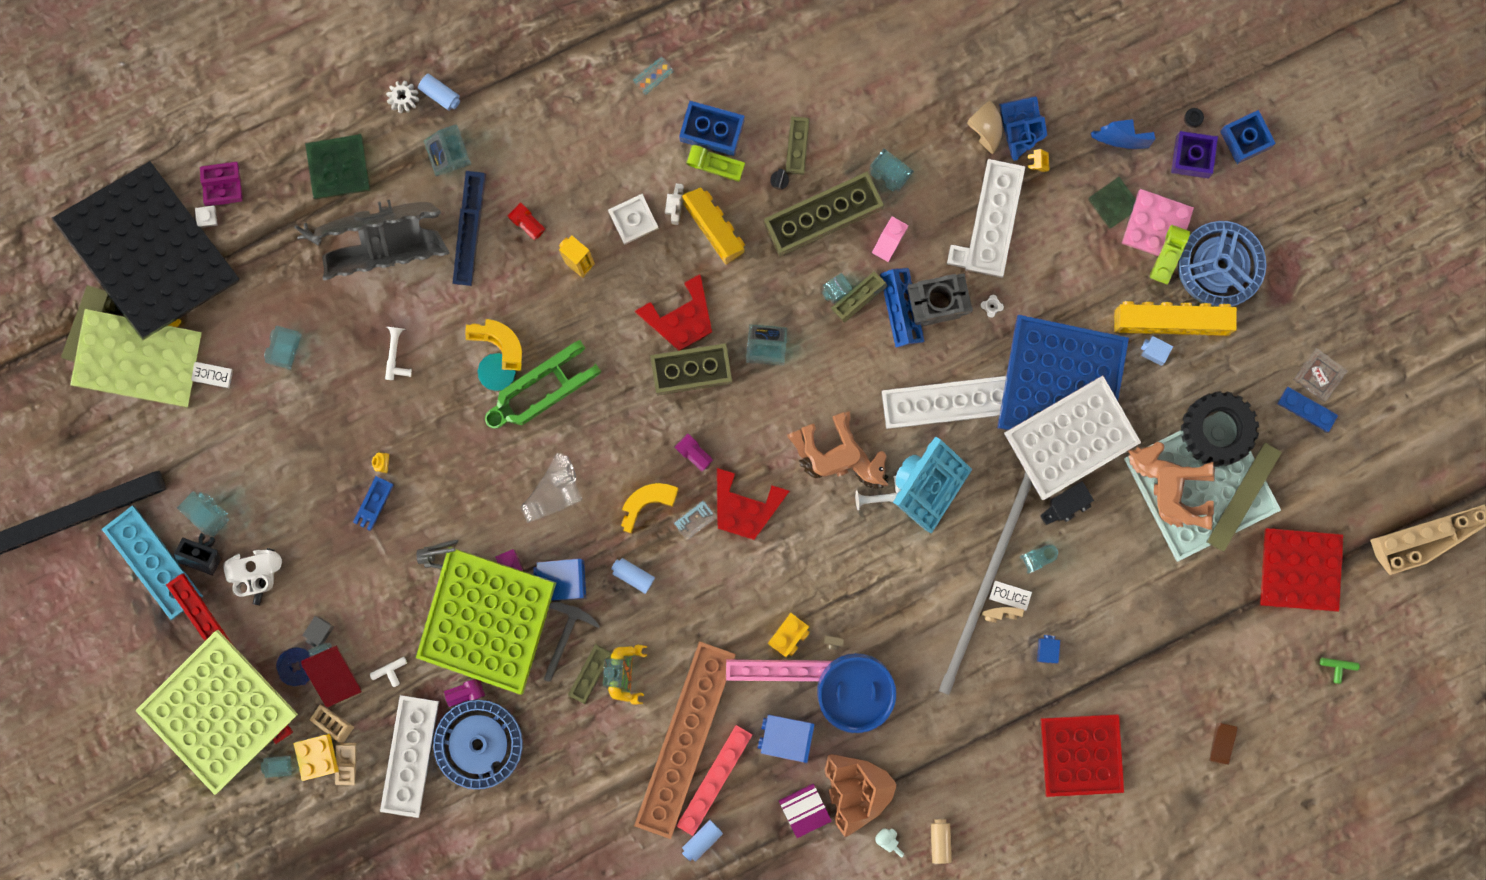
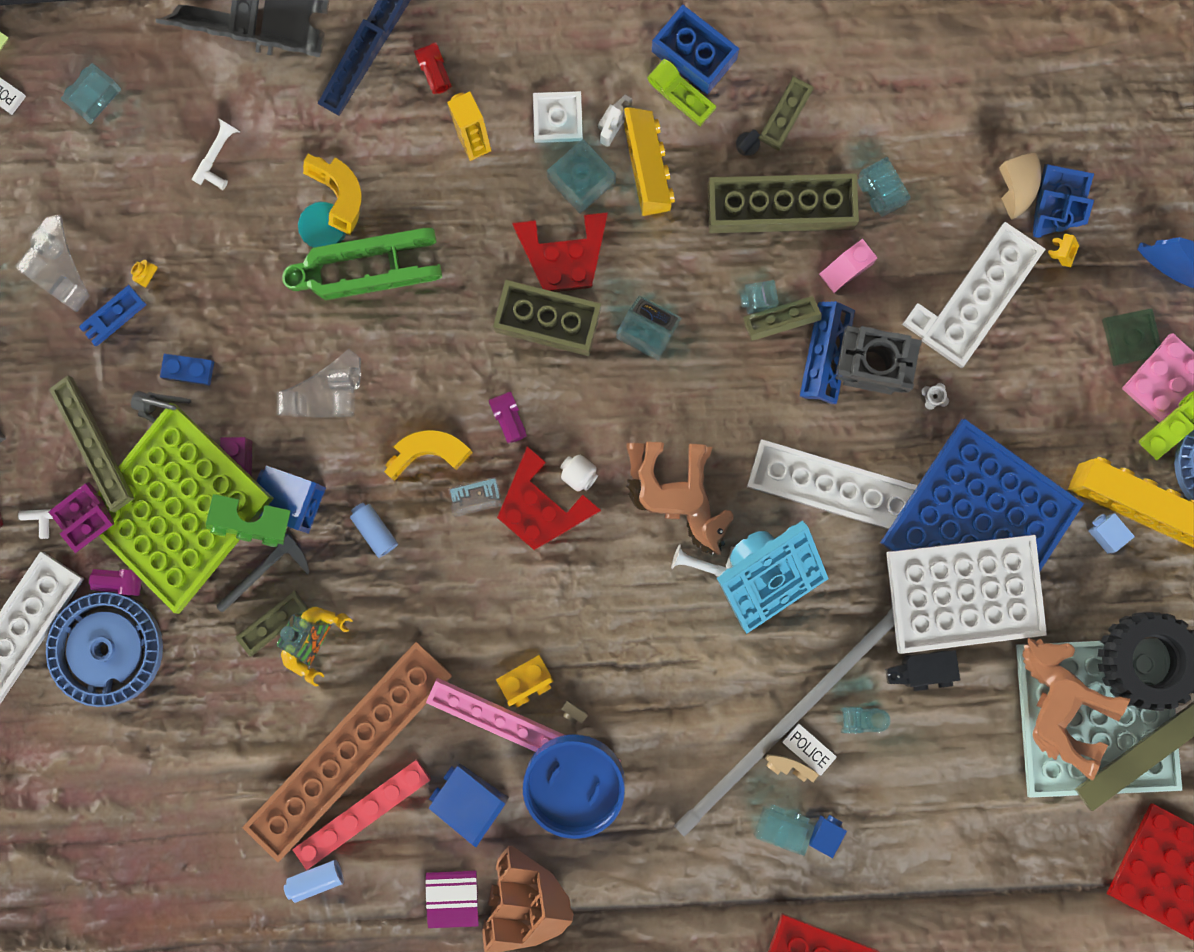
camera: 25 degrees right, 0 degrees up
(313, 484) = (52, 266): none -> clear panel
(402, 602) = (91, 444): none -> olive tile
(420, 657) = (82, 517): none -> magenta slope
(445, 519) = (187, 369): none -> blue plate
(531, 610) = (224, 519): none -> bright green arch
(670, 256) = (581, 176): none -> clear light blue brick
(762, 470) = (578, 472): none -> white head
(1016, 659) = (784, 830): none -> clear light blue brick

